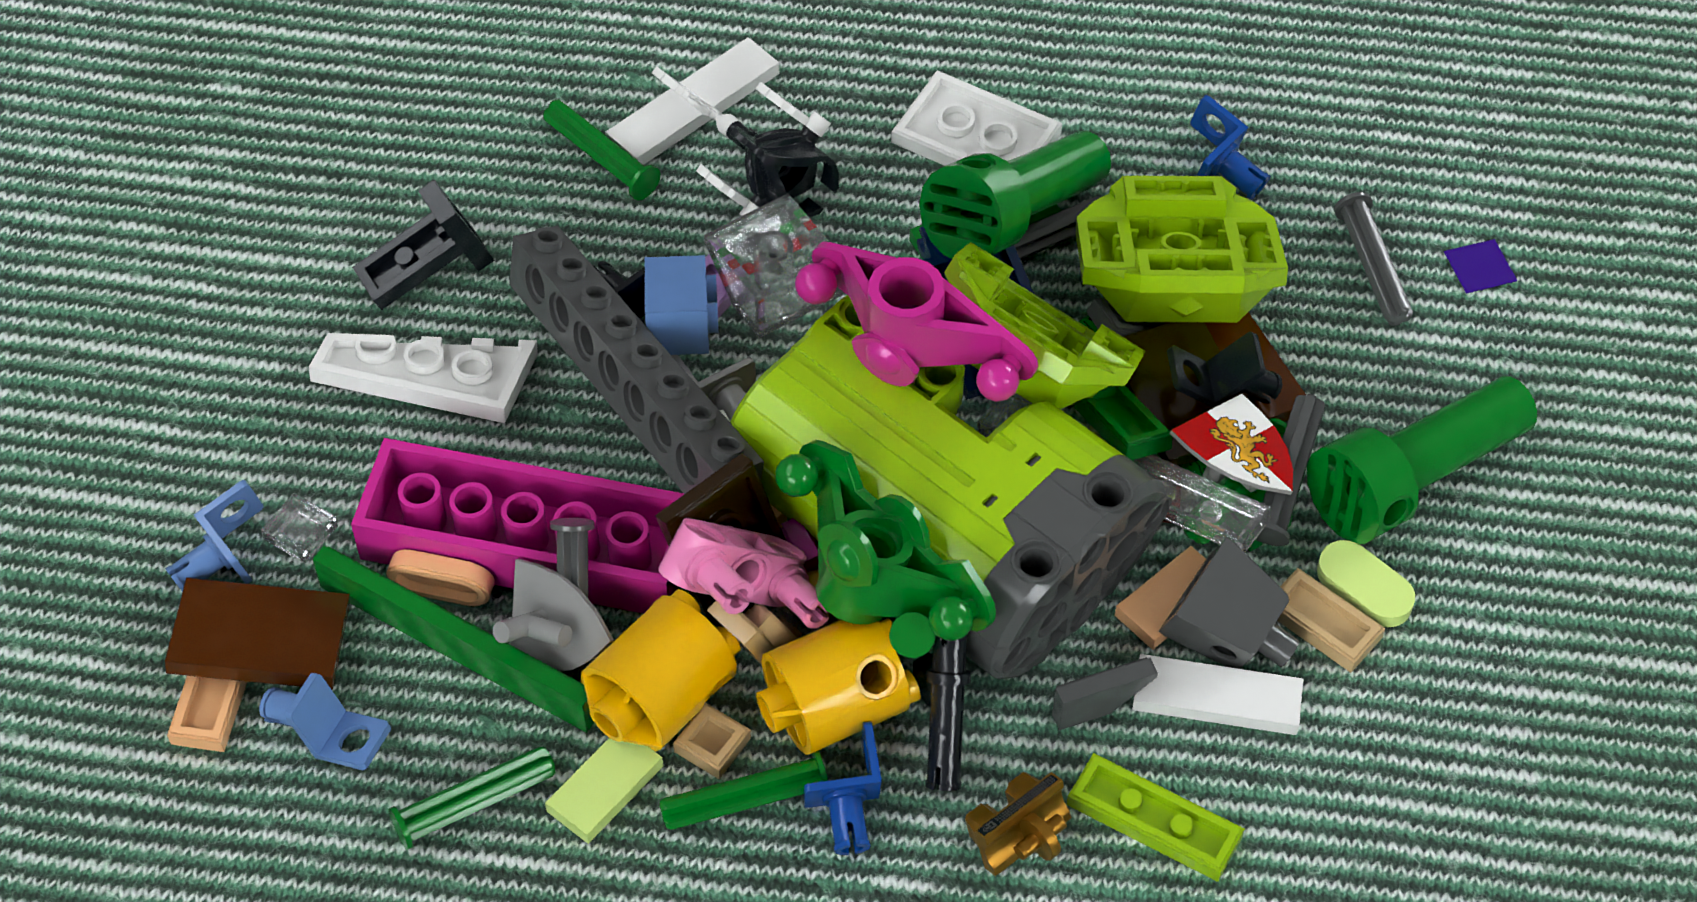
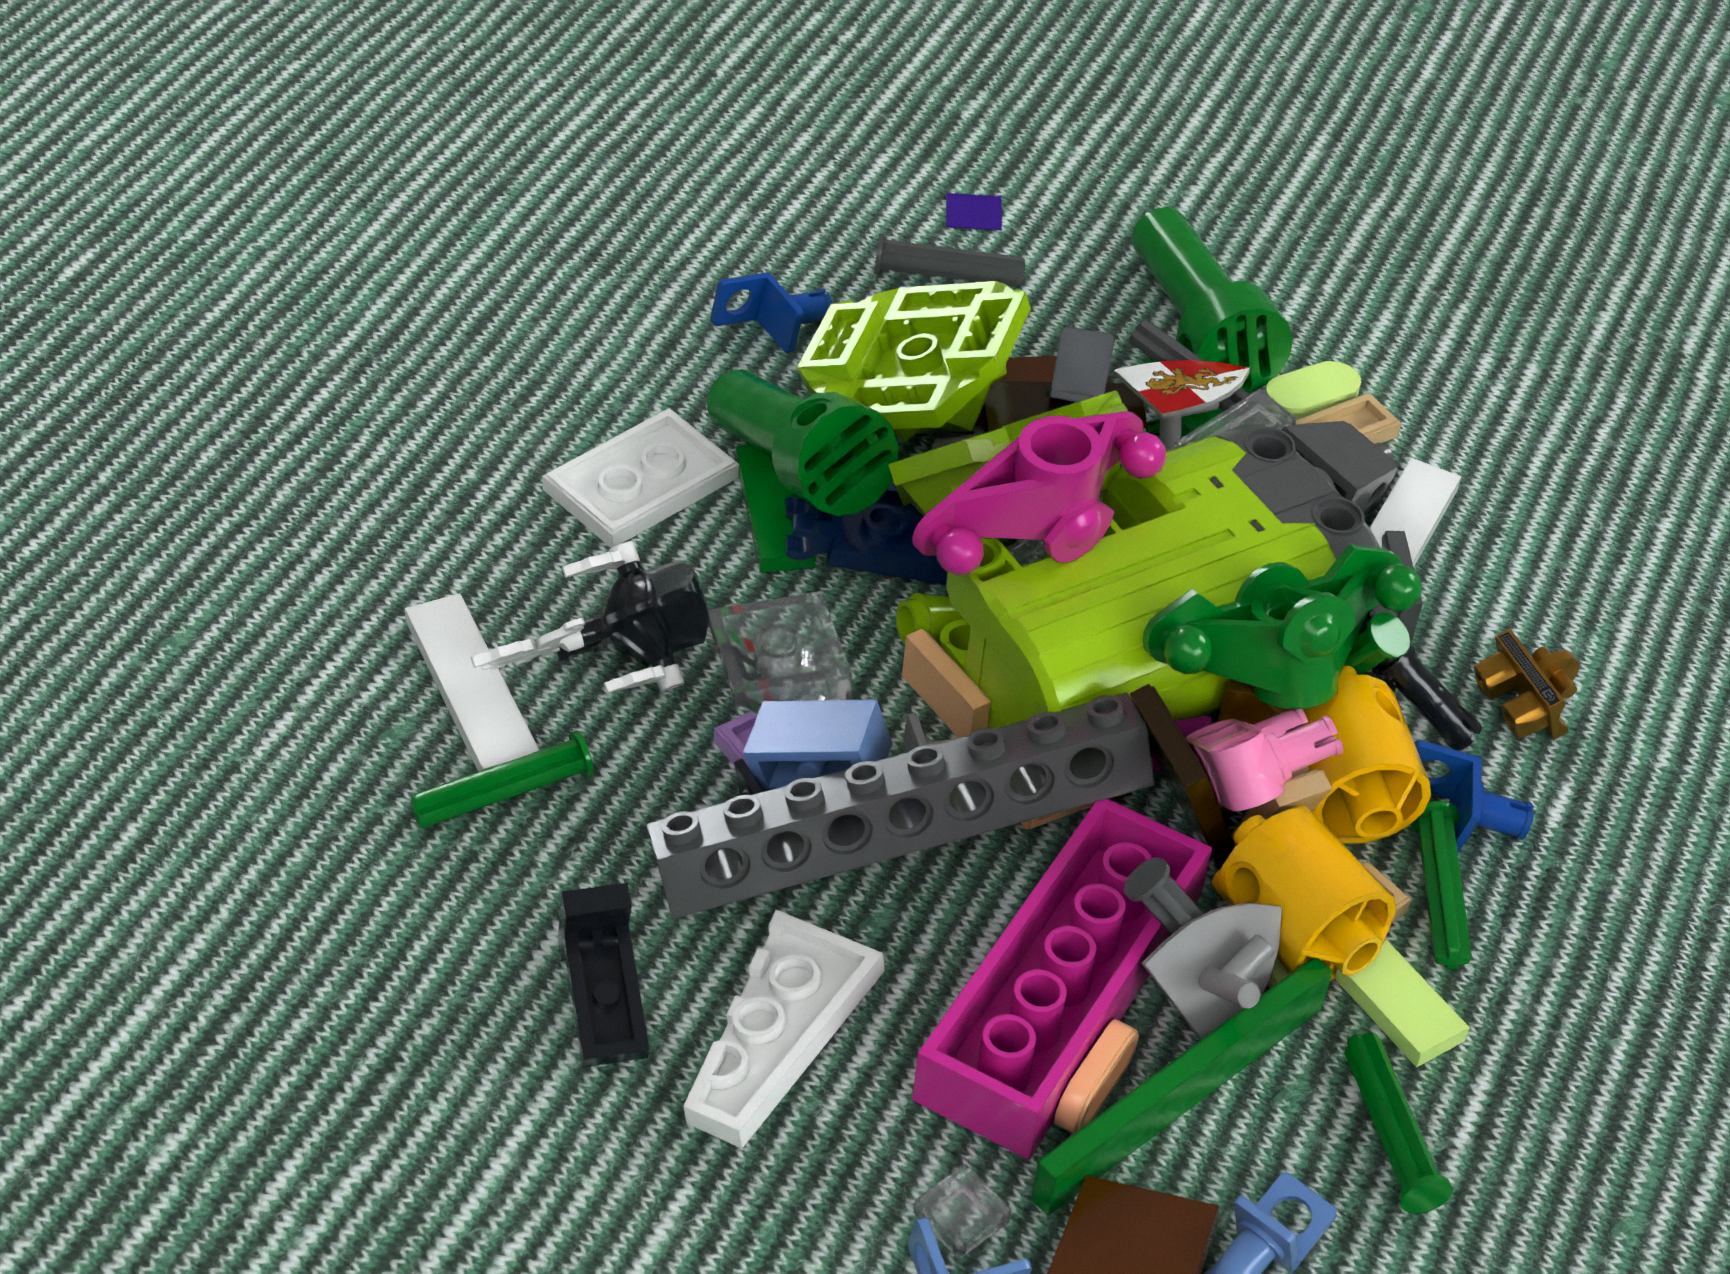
camera: 75 degrees left, 10 degrees down
(1155, 817) = (1529, 600): lime tile -> none

